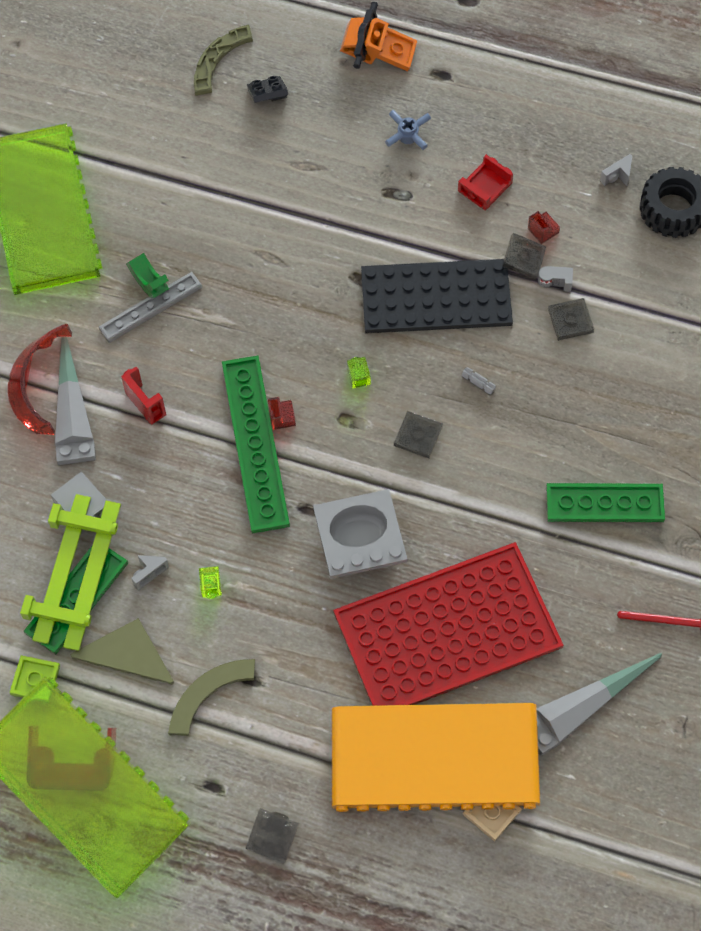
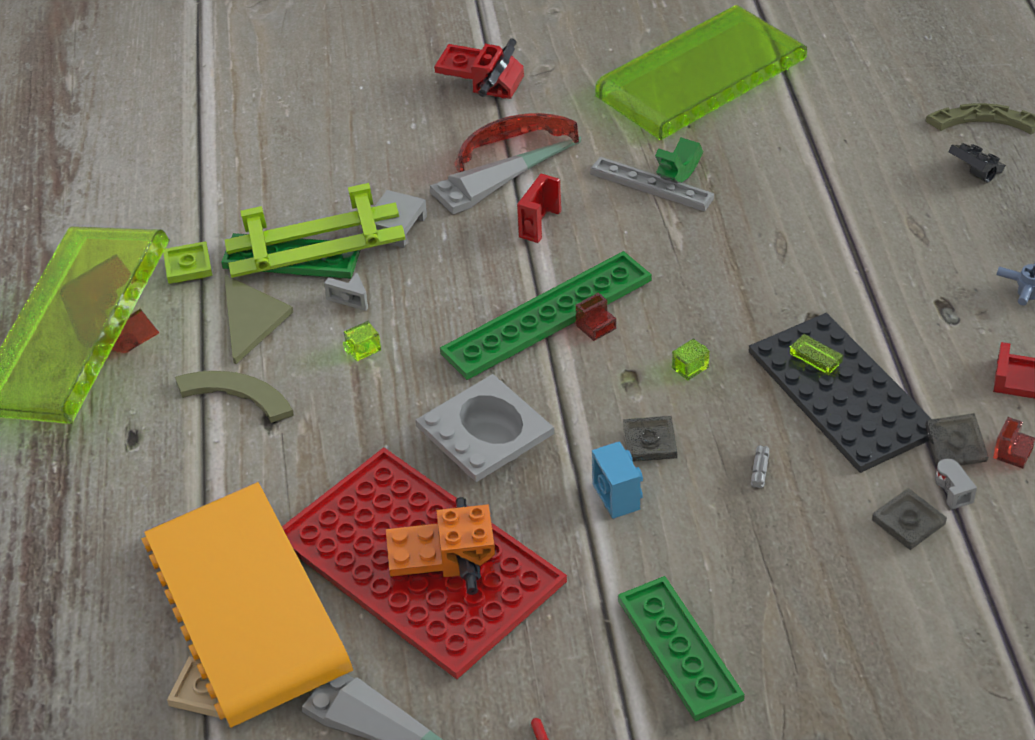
camera: 65 degrees right, 20 degrees down
(272, 835) = (91, 498): clear smoke plate -> none
(403, 293) = (816, 354): none -> clear neon green tile
(454, 472) = (616, 479): none -> dark azure brick
(460, 604) = (453, 545): none -> orange piece

